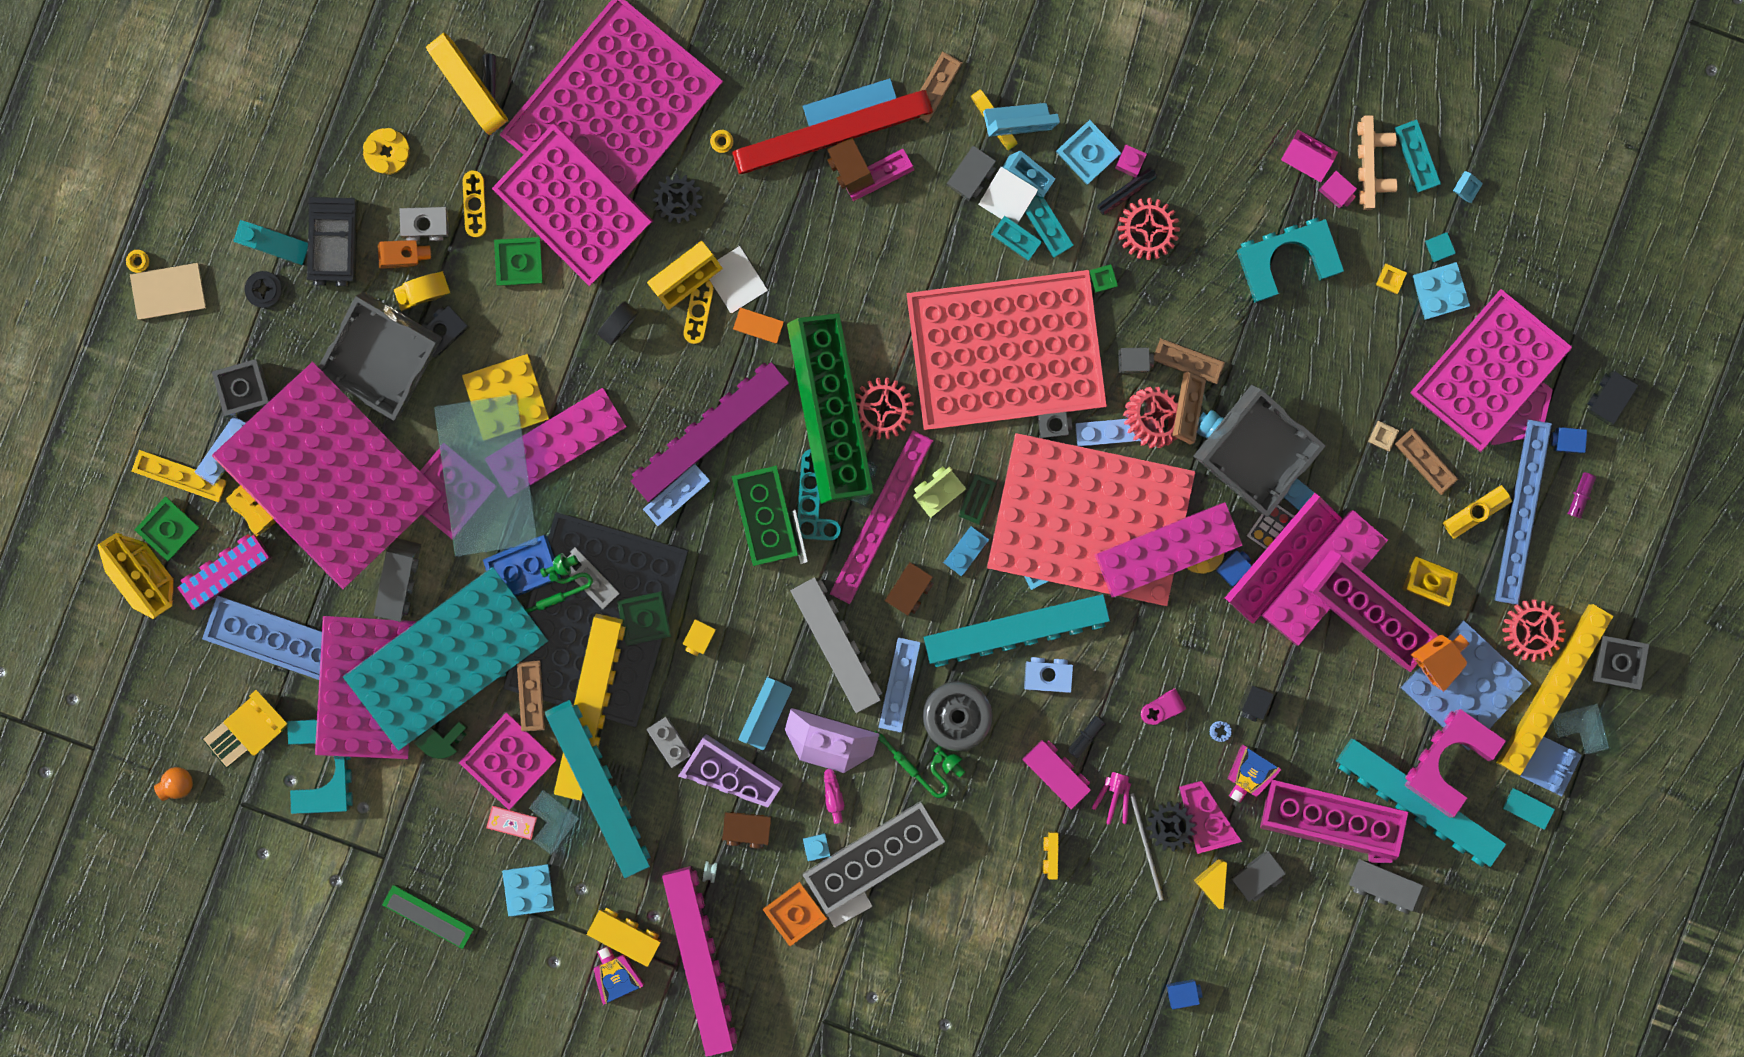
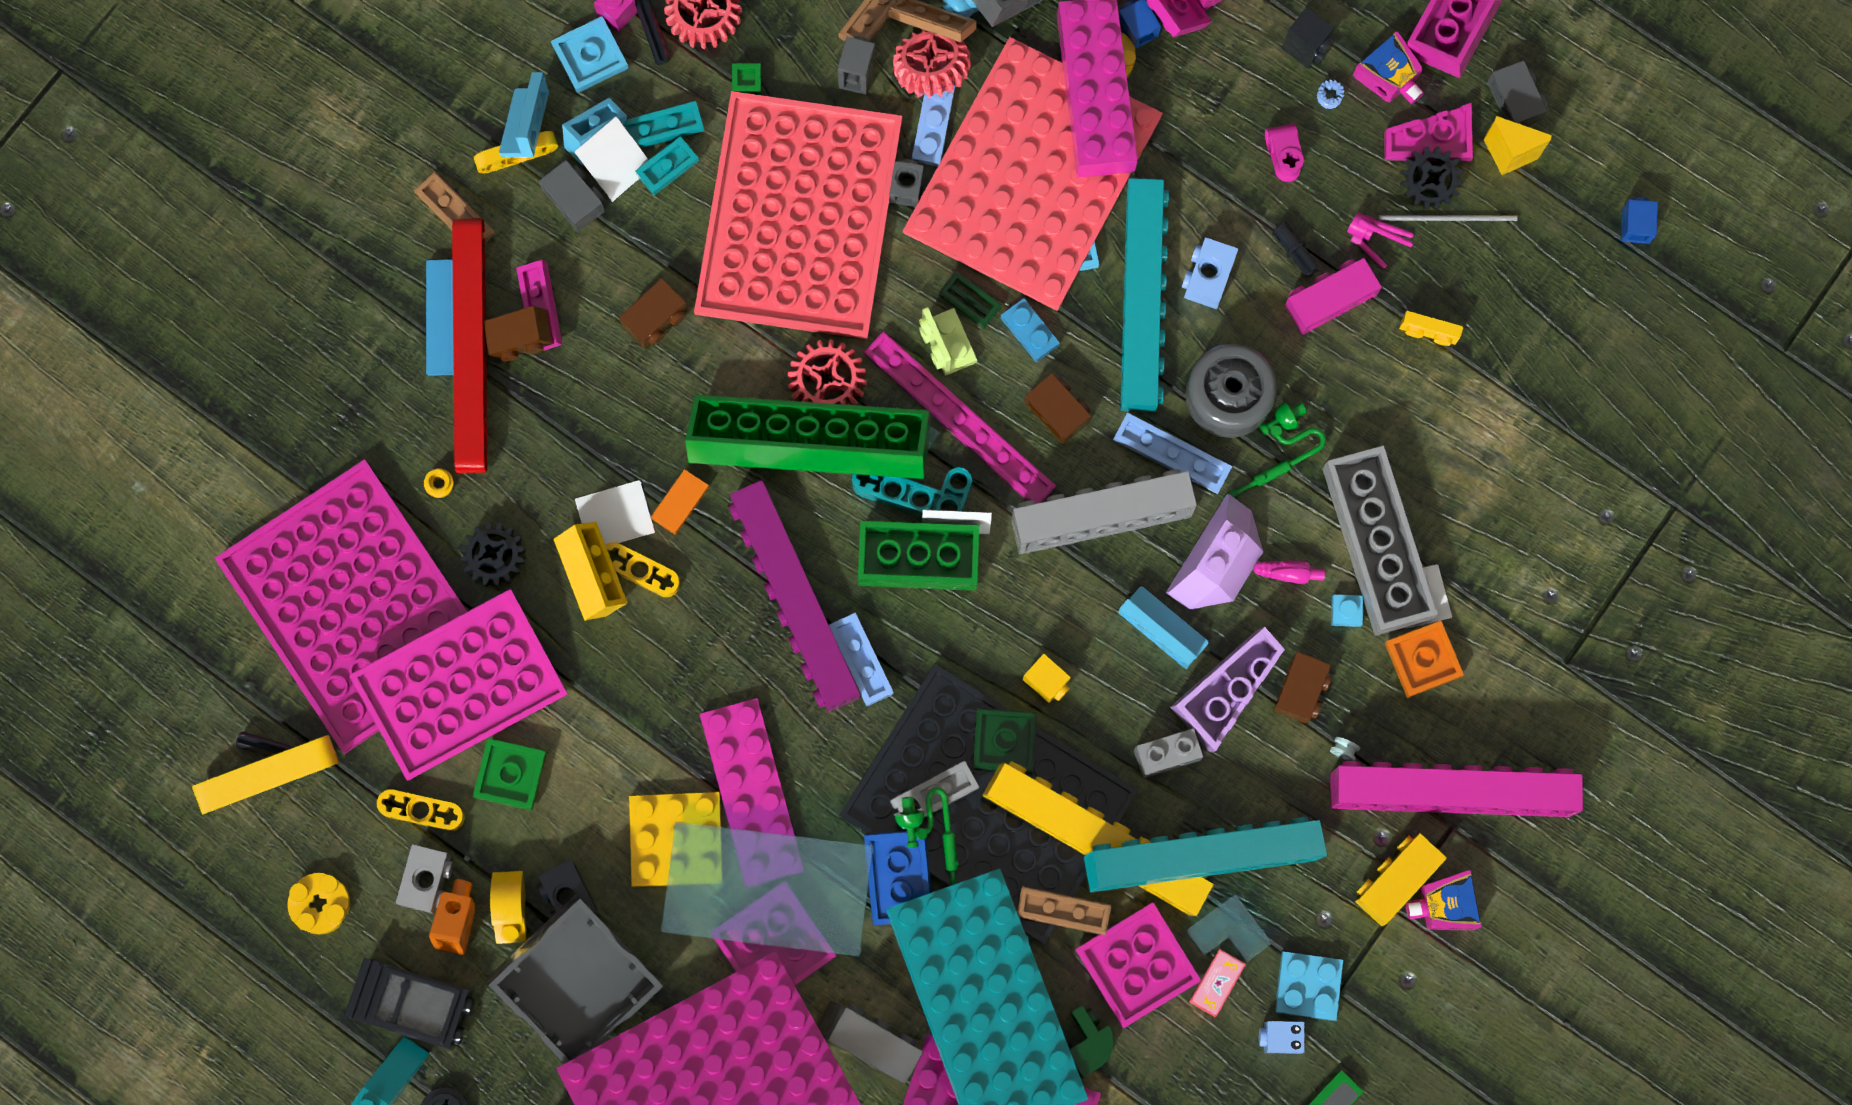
camera: 75 degrees left, 10 degrees down
(484, 880) = (1282, 1037): none -> light blue brick
(617, 323) = (624, 669): black tyre -> none
(895, 263) = (654, 314): none -> reddish brown brick

